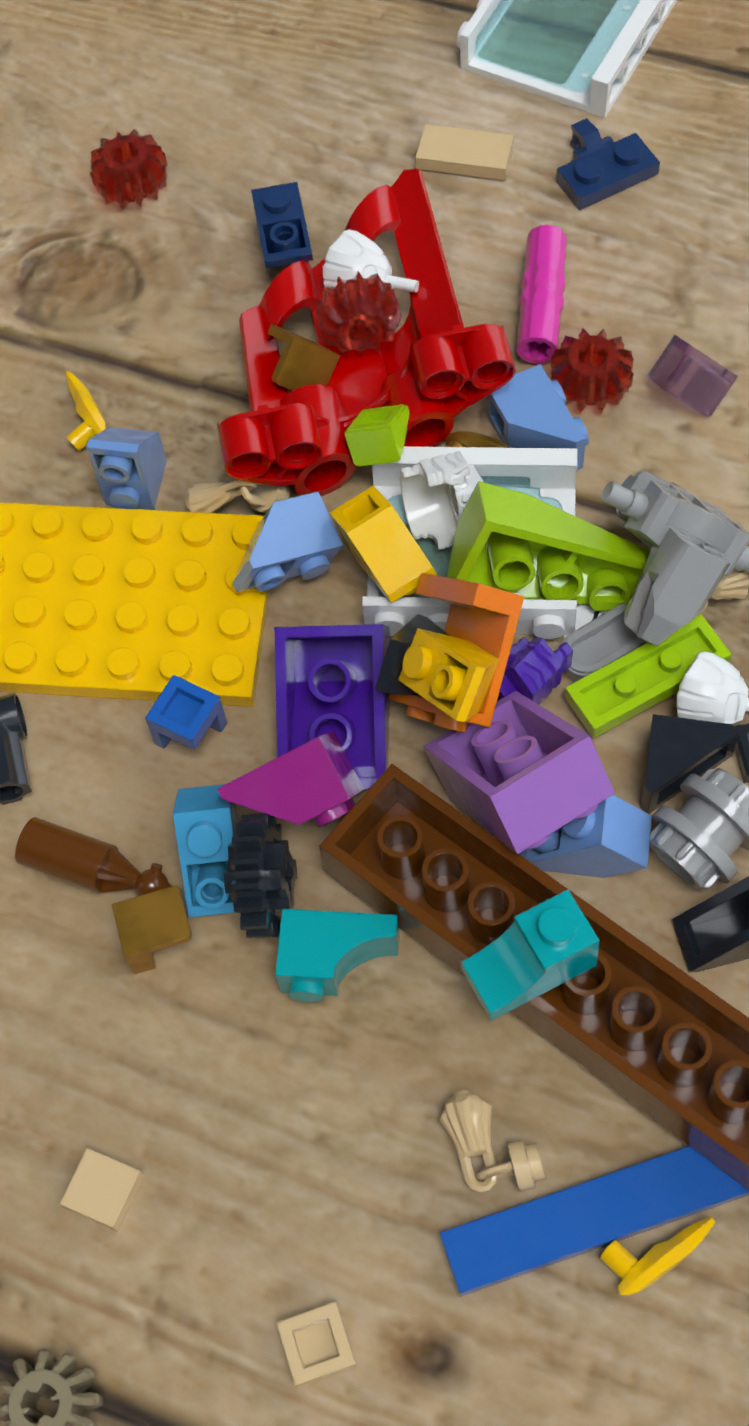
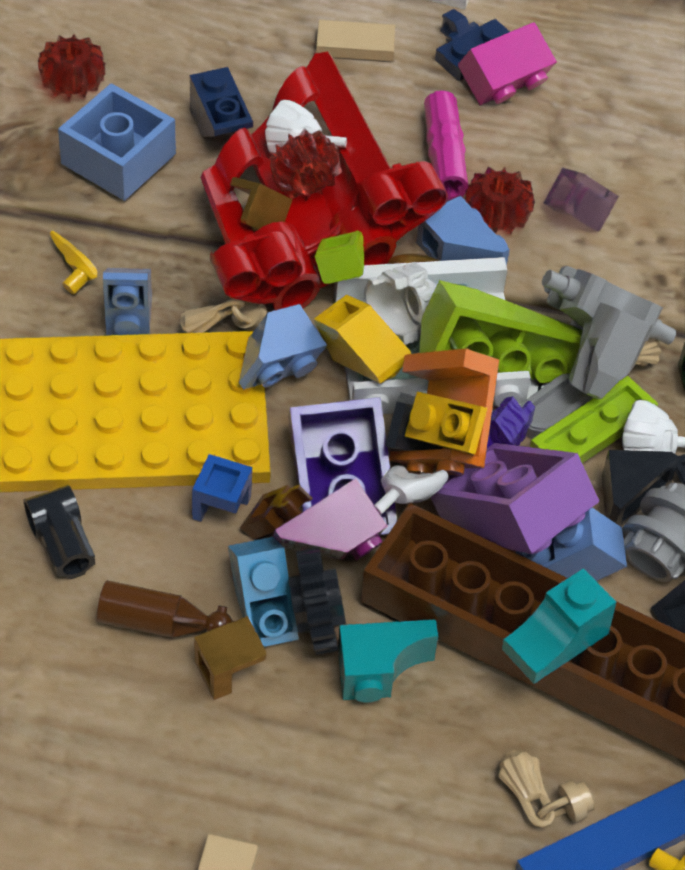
camera: 20 degrees left, 10 degrees down
(157, 266) = (117, 141): none -> medium blue brick
(241, 750) = (274, 510): none -> reddish brown plate
(394, 739) = (408, 487): none -> white piece
(636, 194) = (507, 64): none -> dark pink brick

